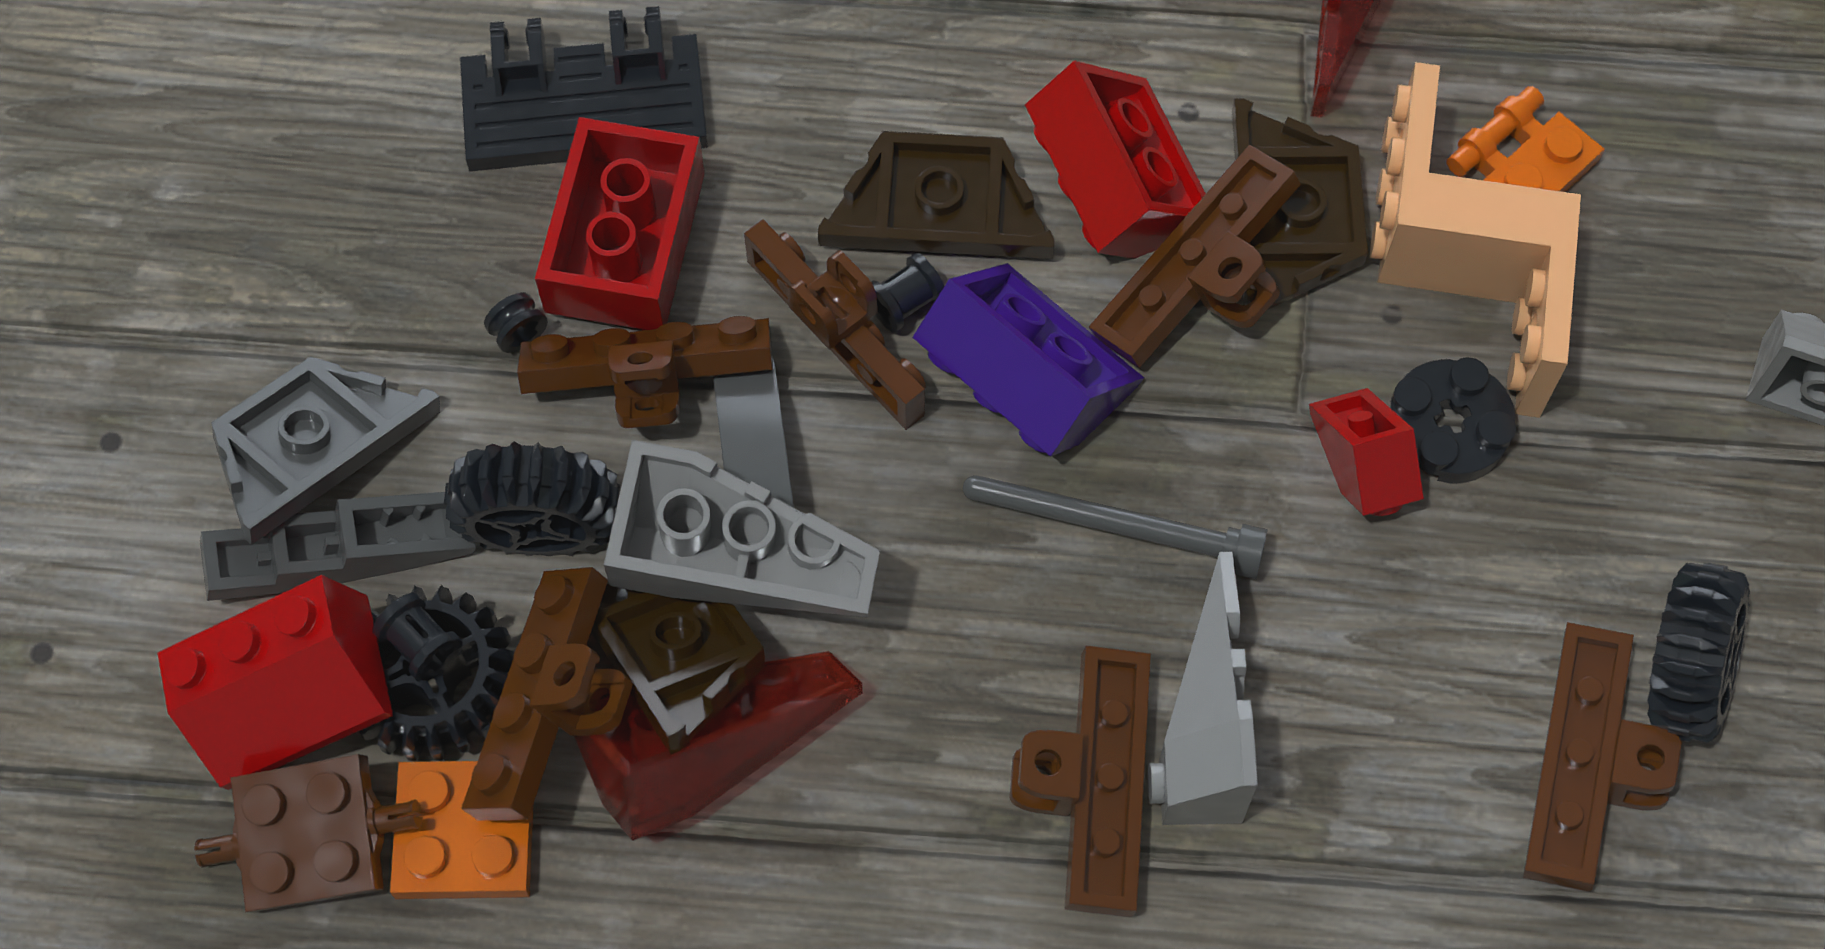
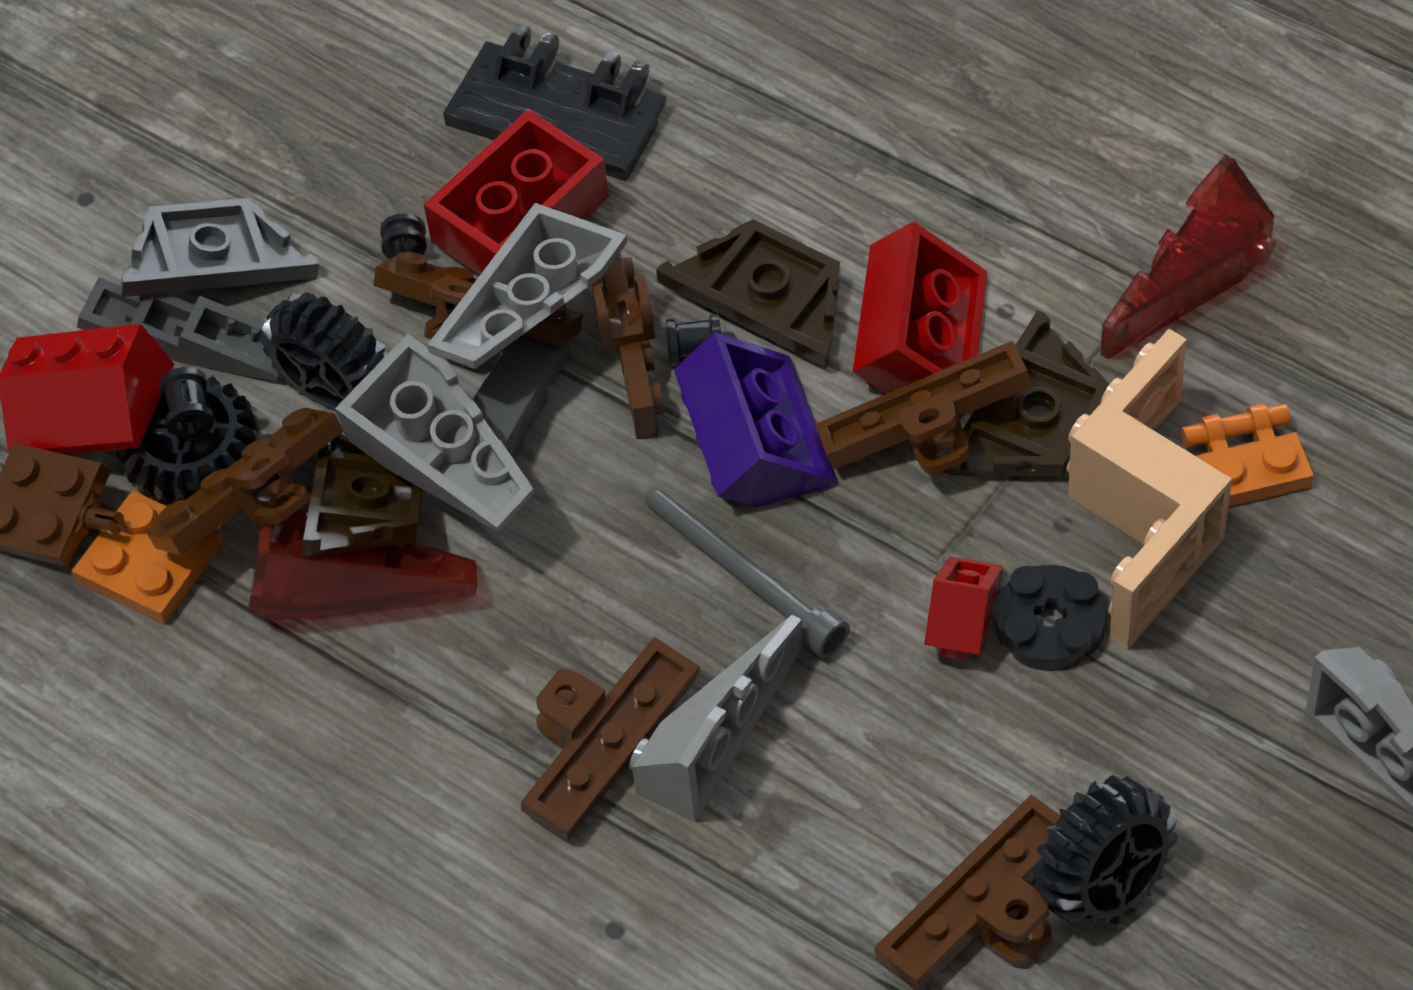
camera: 35 degrees right, 10 degrees down
(724, 313) = (528, 279): none -> light grey wedge

